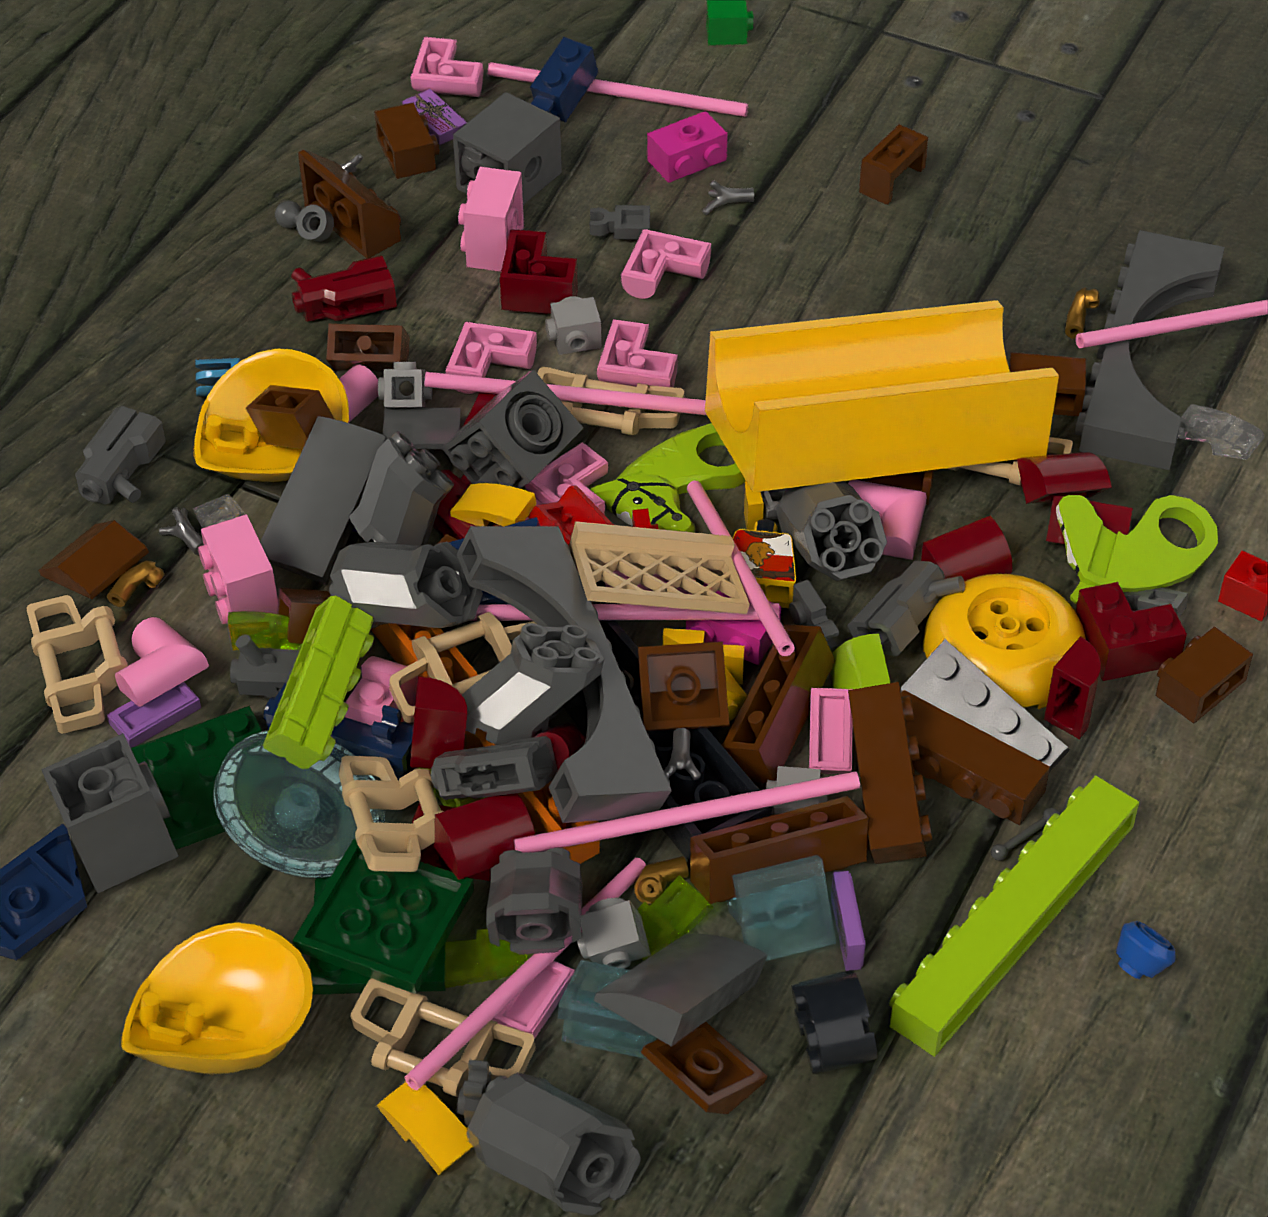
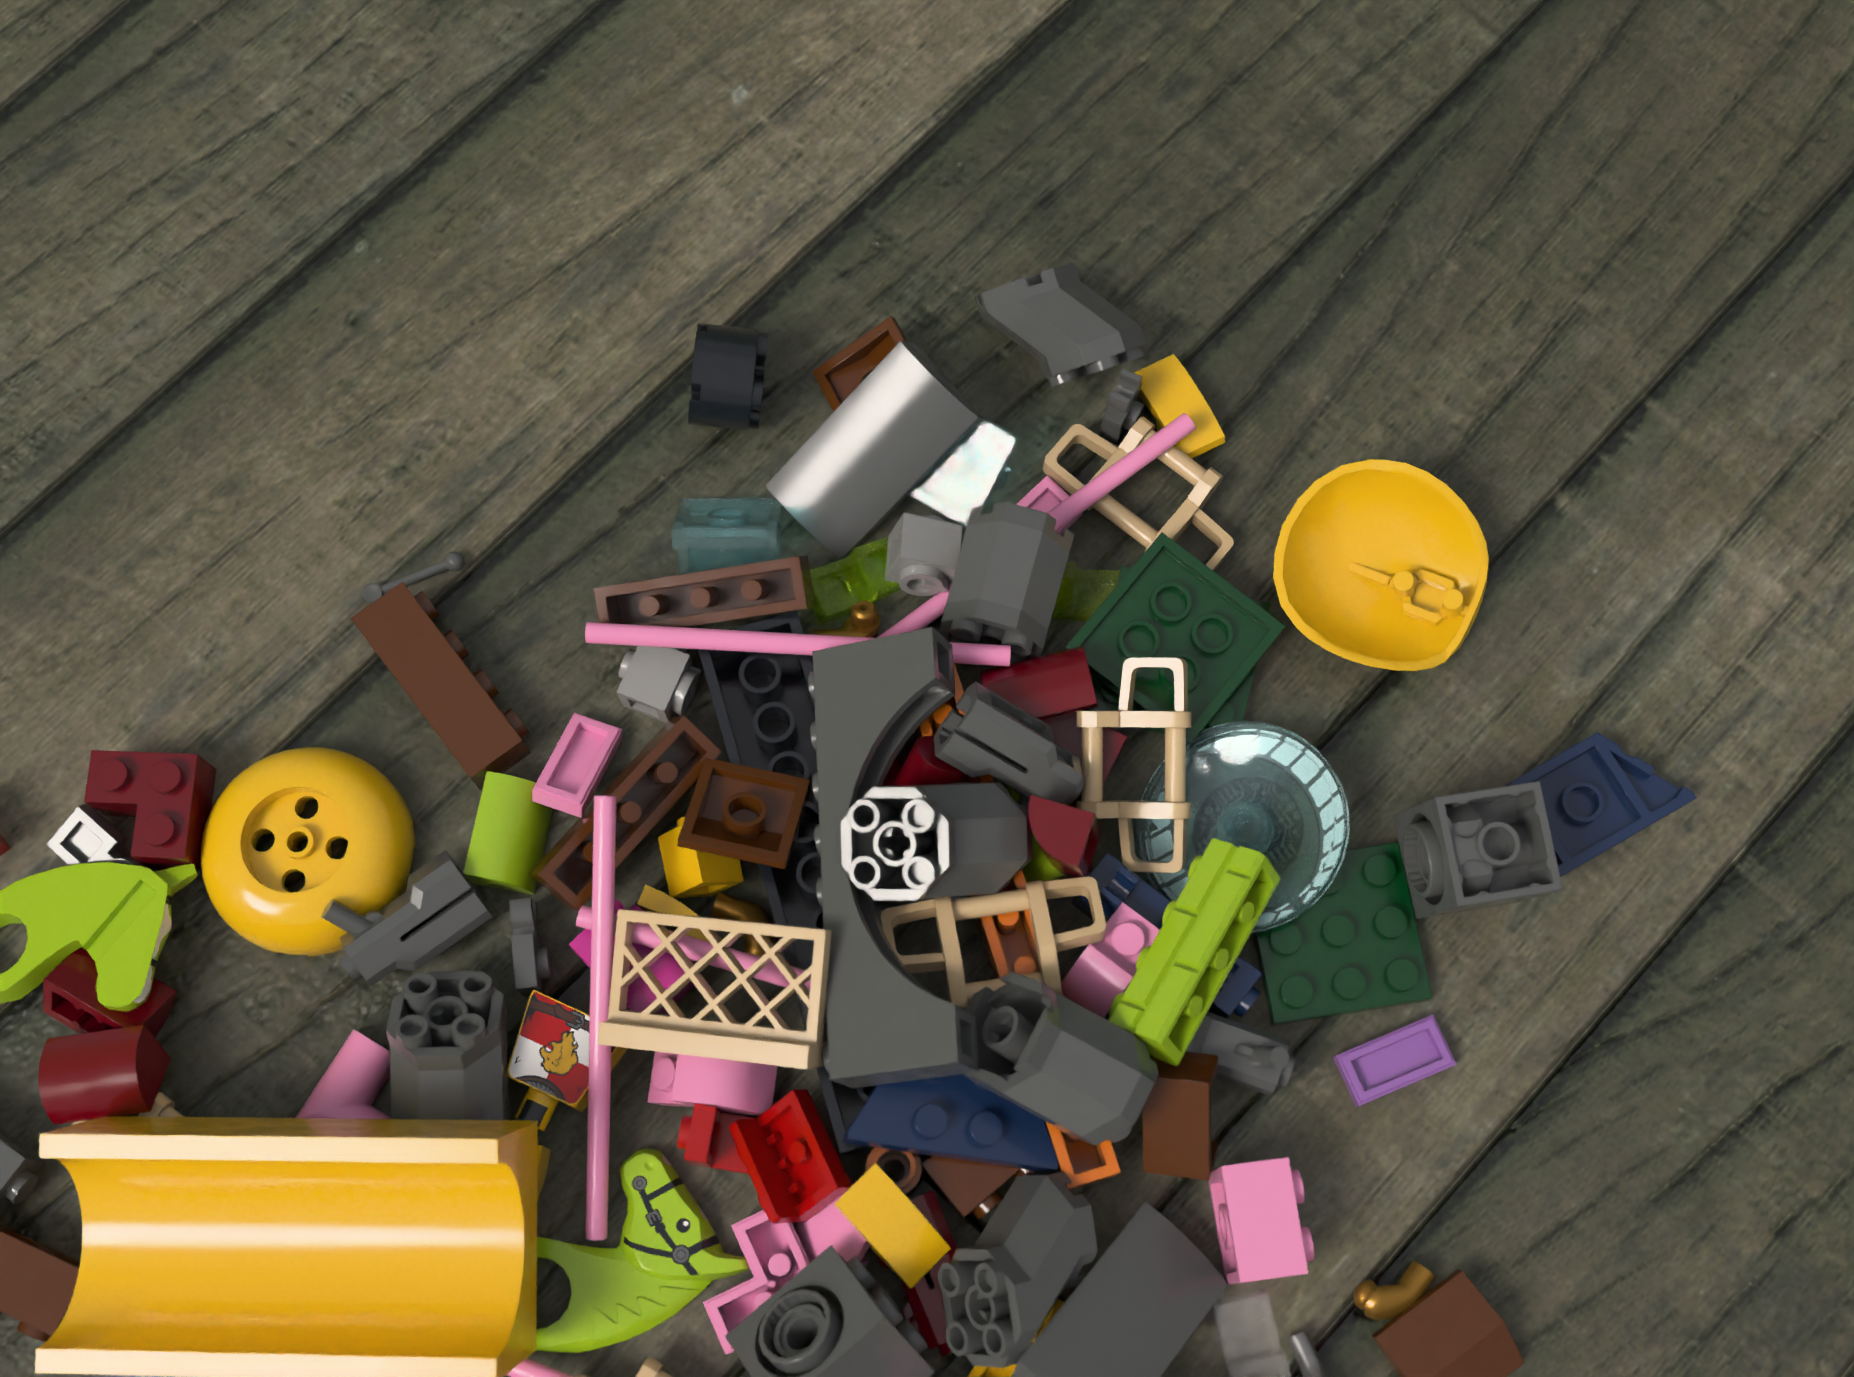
camera: 165 degrees left, 25 degrees up
(83, 633) = (1517, 1124): tan bar -> none
(164, 662) = (1363, 1120): bright pink brick -> none
(264, 628) = (1244, 1143): clear neon green slope -> none
(681, 754) = (781, 721): flat silver bar -> none
(848, 920) = (660, 509): medium lavender tile -> none
(887, 773) = (540, 660): reddish brown brick -> none
(967, 693) = (390, 740): wing -> none
(970, 550) = (290, 995): dark red brick -> none
(1012, 915) = (471, 470): lime brick -> none
(1073, 689) = (262, 717): dark red brick -> none
(1143, 950) = (361, 380): blue cone -> none
(1203, 674) = (98, 714): reddish brown brick -> none

